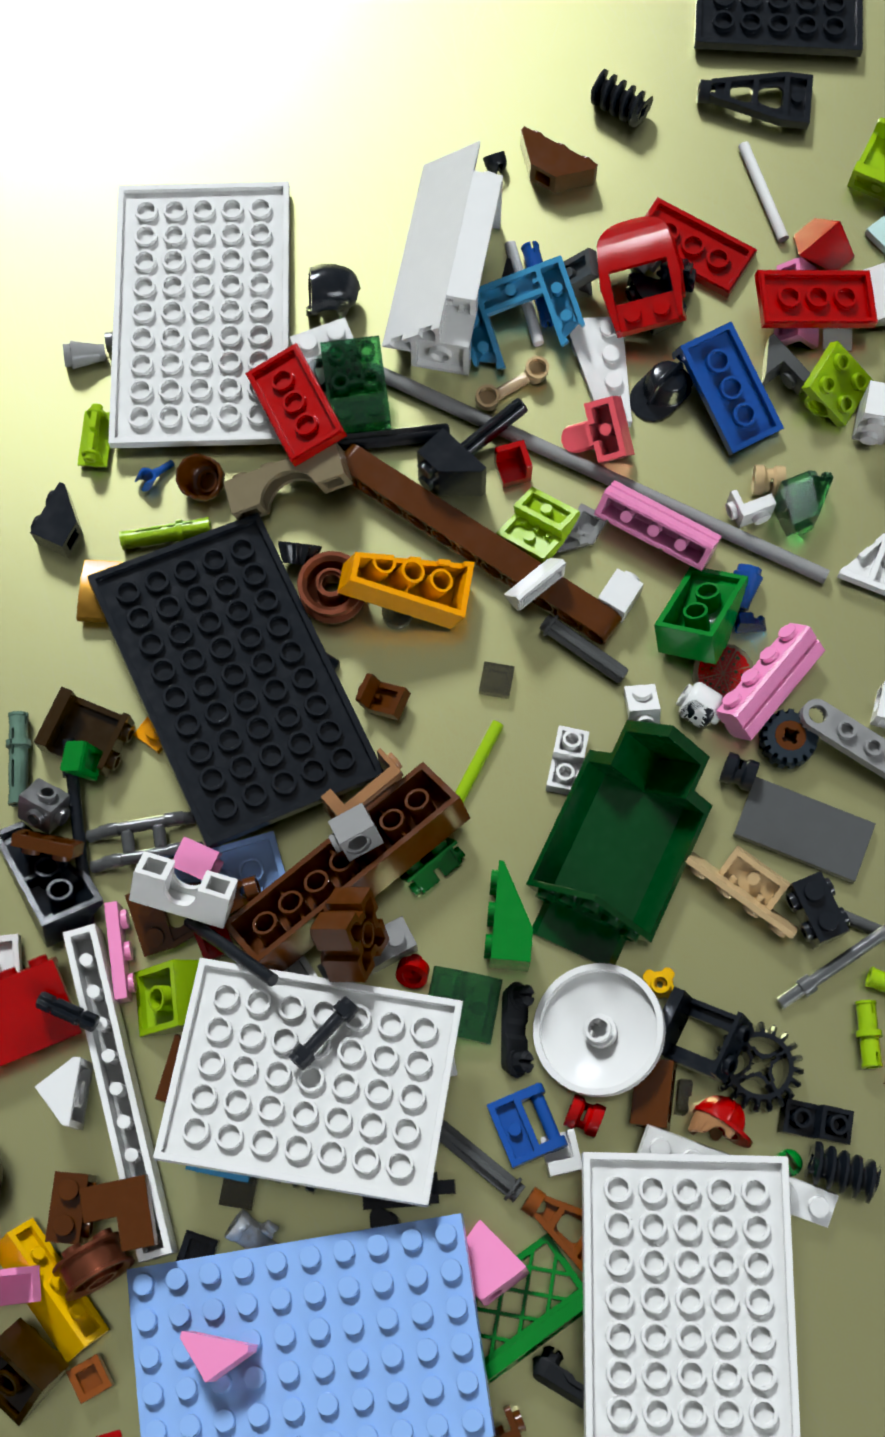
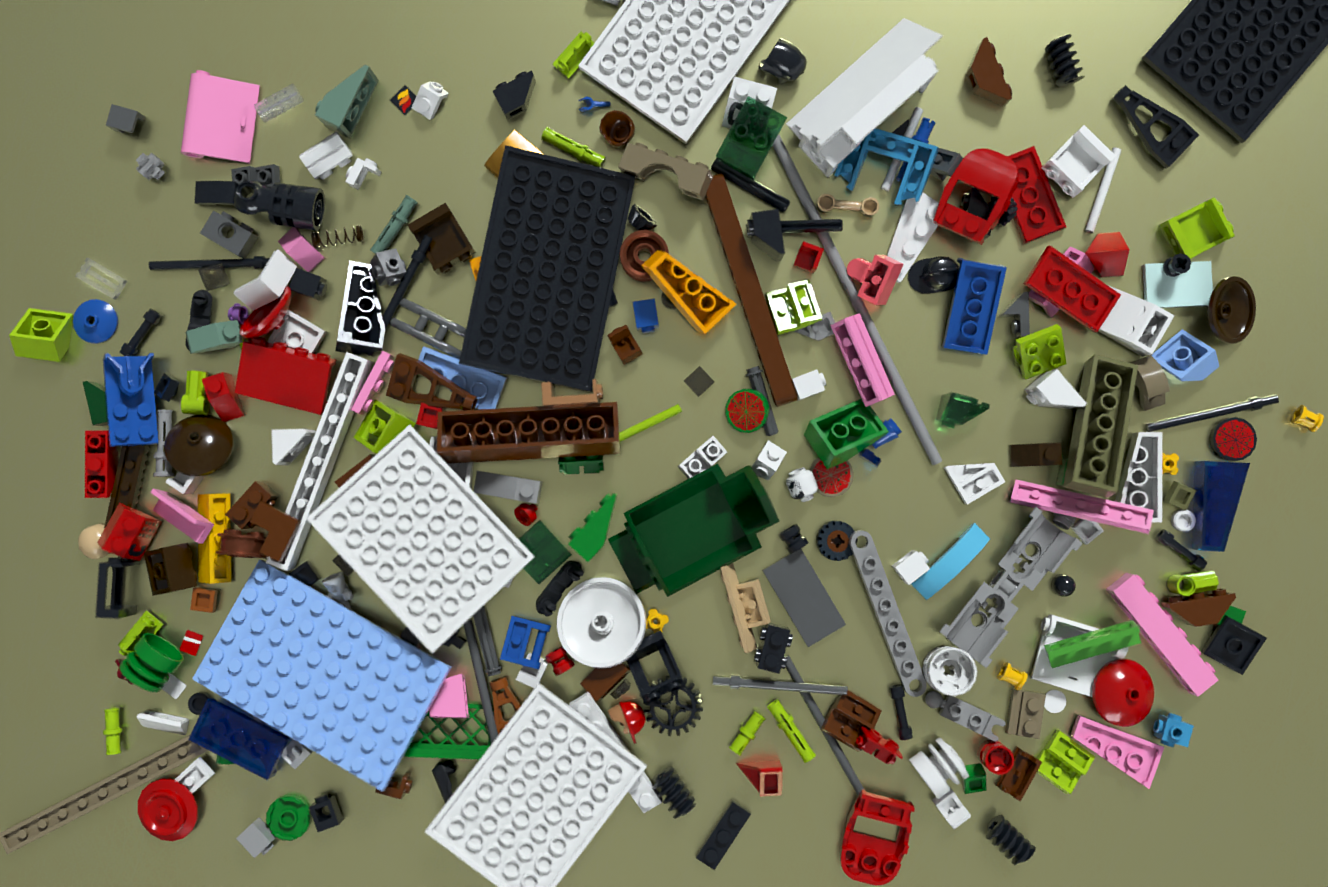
camera: 30 degrees right, 15 degrees up
(36, 842) = (374, 293): reddish brown plate -> none
(67, 1011) = (318, 400): black axle -> none
(81, 759) = (426, 255): green slope -> none
(158, 887) = (416, 367): white arch -> none
(197, 858) = (448, 365): bright pink brick -> none
(215, 1354) = (270, 640): bright pink slope -> none
(232, 951) = (429, 431): black bar -> none
(296, 404) = (703, 126): red tile -> none
(304, 1054) = (464, 515): black bar -> none
(349, 934) = (498, 475): reddish brown brick -> none
(354, 832) = (545, 417): light grey brick -> none
(382, 649) = (646, 315): none -> blue brick
(495, 162) = (954, 45): black hinge -> none
(510, 1215) = (481, 682): none -> dark grey piece
(536, 583) = (762, 343): white slope -> none
(575, 669) = (747, 410): none -> tile
(715, 179) = (1078, 161): none -> white panel
(754, 512) = (928, 394): white bracket -> none
(767, 479) = (951, 379): tan wheel -> none
(769, 681) = (852, 501): bright pink brick -> none
(795, 1157) = (655, 764): green hinge -> none
(816, 1121) = (682, 755): black slope -> none
(843, 335) = (1067, 322): white sticker -> none

